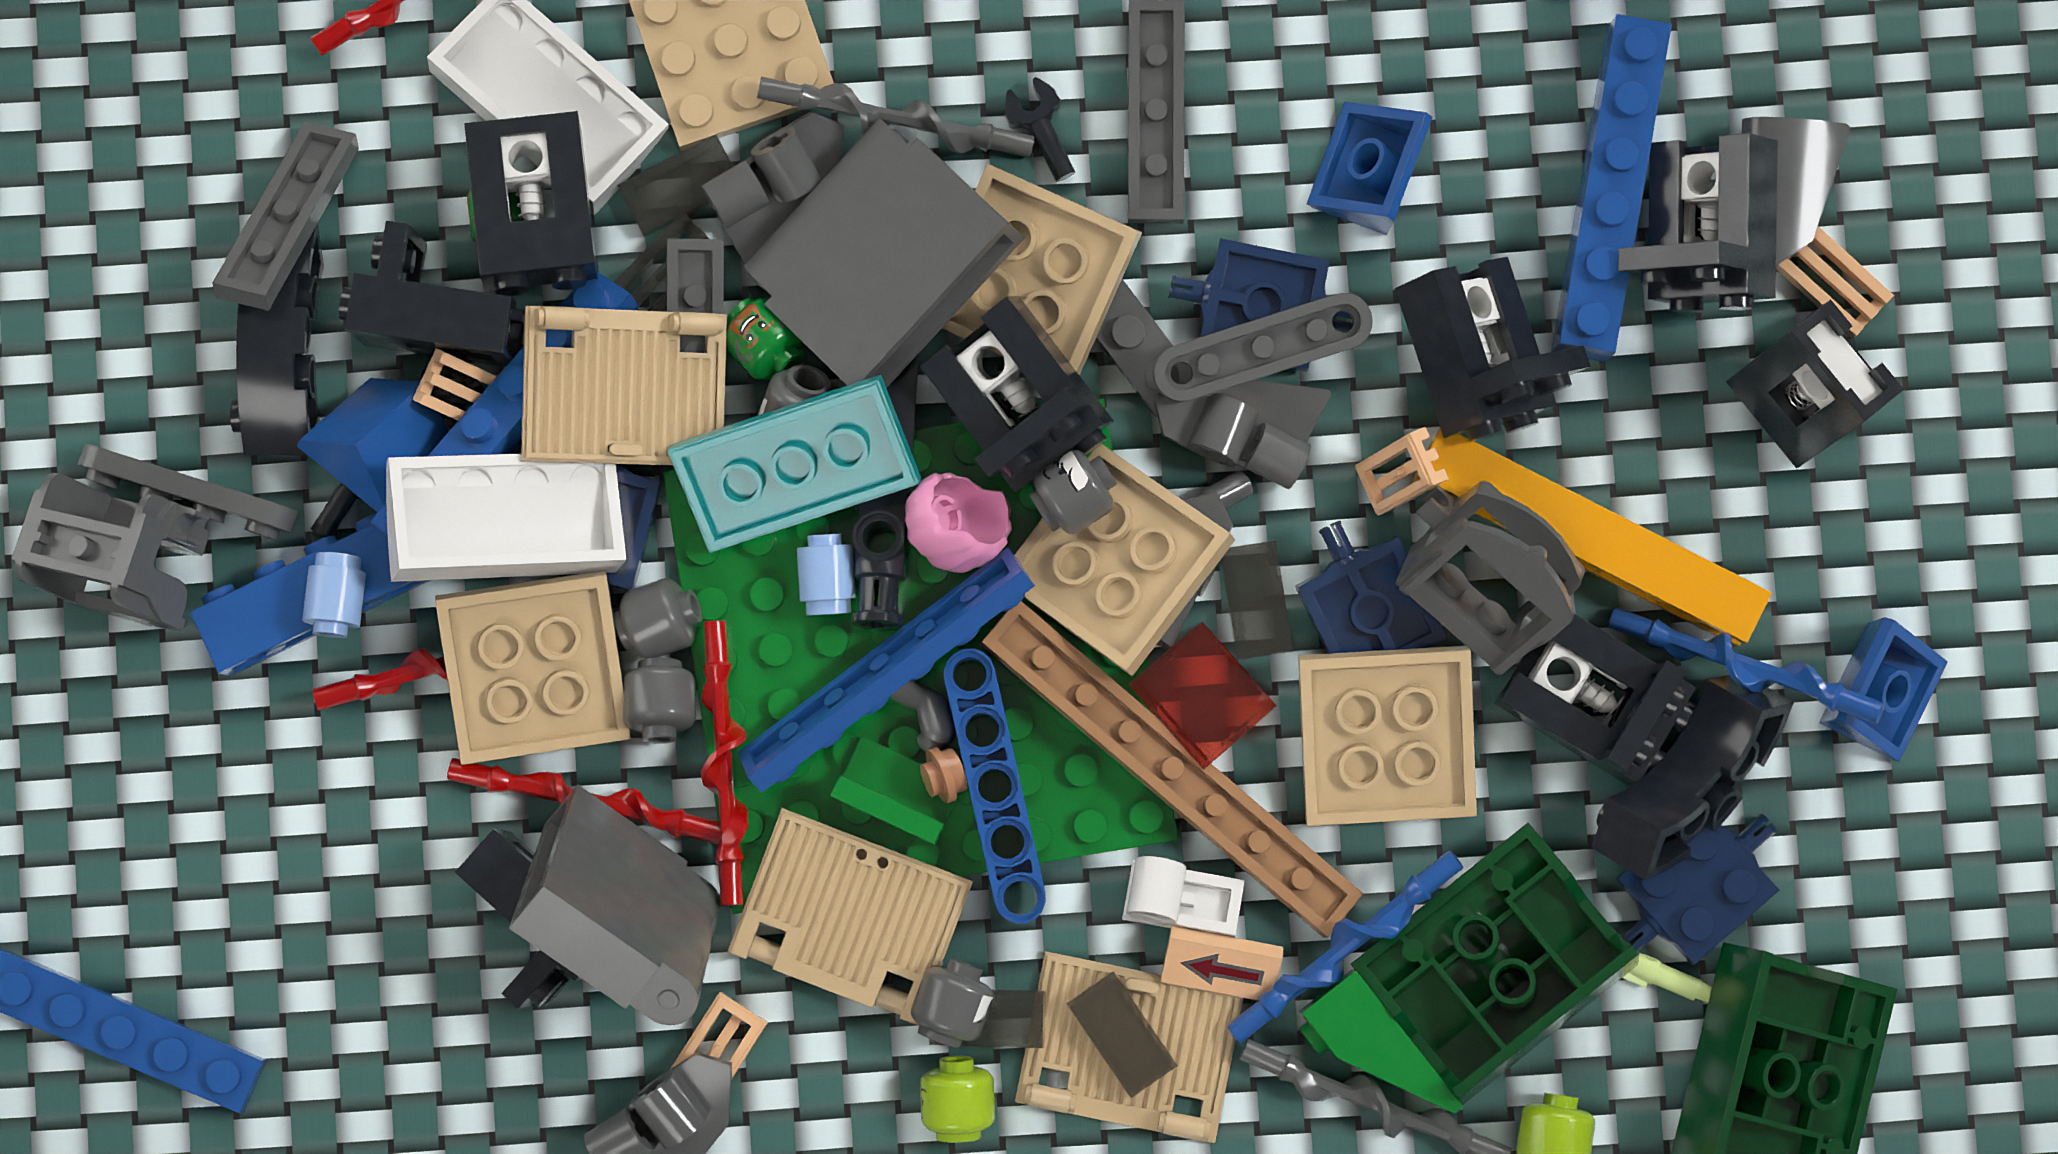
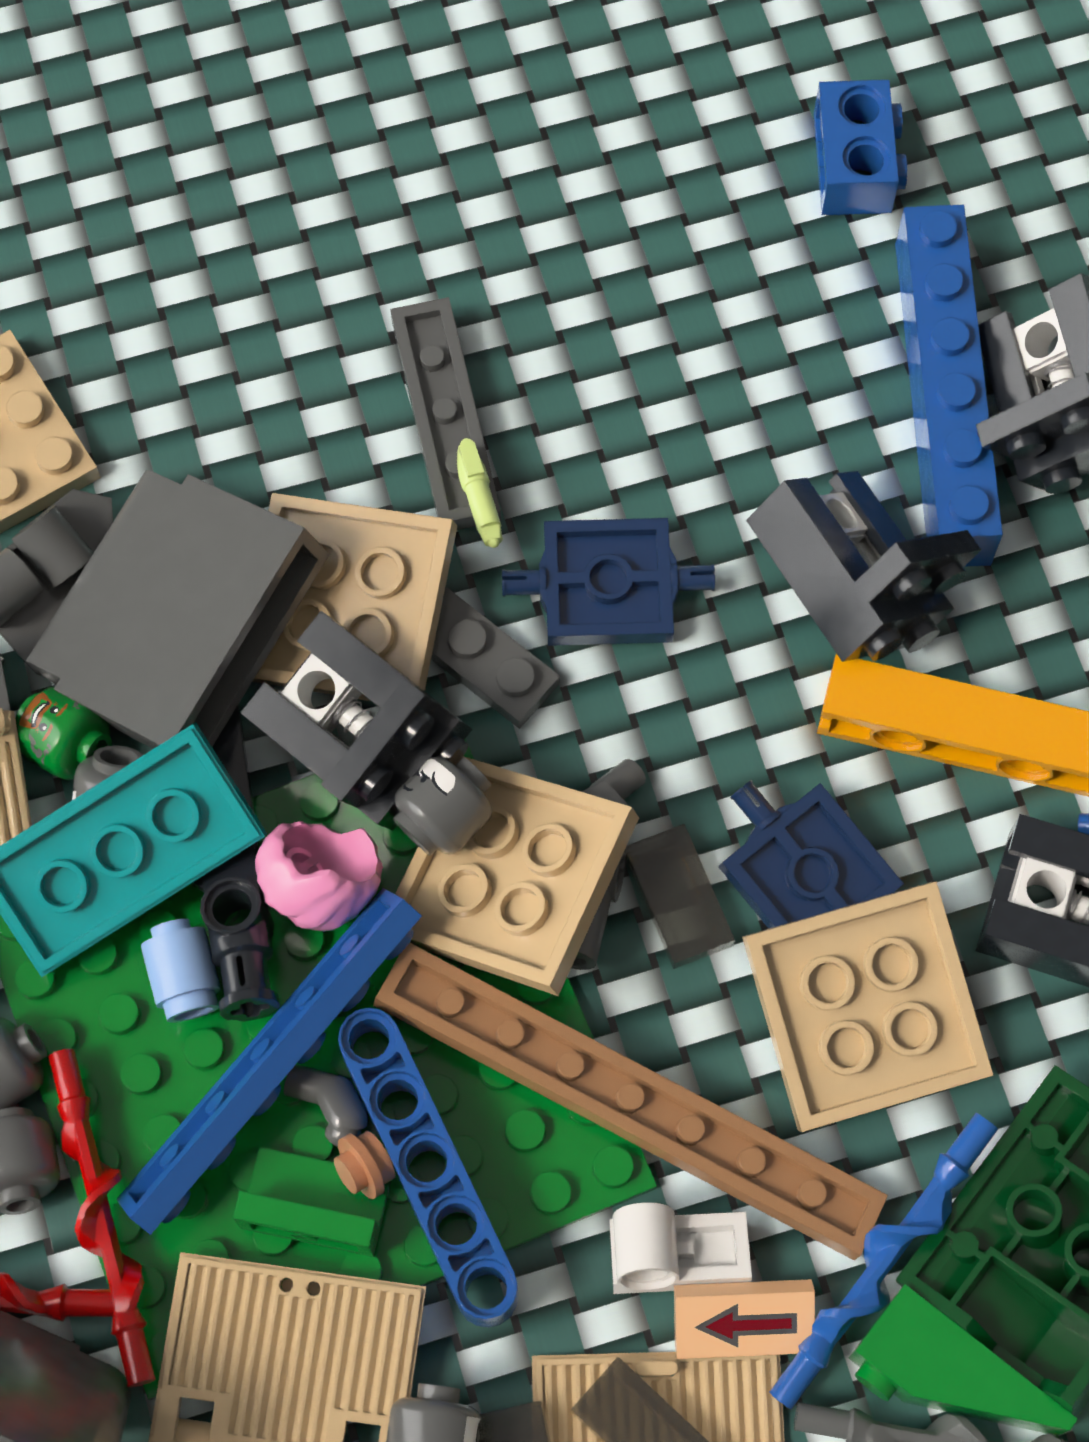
camera: 15 degrees left, 15 degrees down
(915, 115) = (106, 468): dark grey piece -> none
(1041, 127) = (323, 455): black bar -> none
(1167, 191) = (475, 483): none -> yellowish green piece
(1202, 695) = (644, 1011): clear red piece -> none
(1248, 425) = (617, 706): dark grey panel -> none
(1263, 347) = (617, 615): dark grey plate -> none
(1369, 164) = (686, 416): blue slope -> none
(1420, 462) = (826, 688): light nougat tile -> none
(1523, 561) = (961, 747): dark grey animal -> none

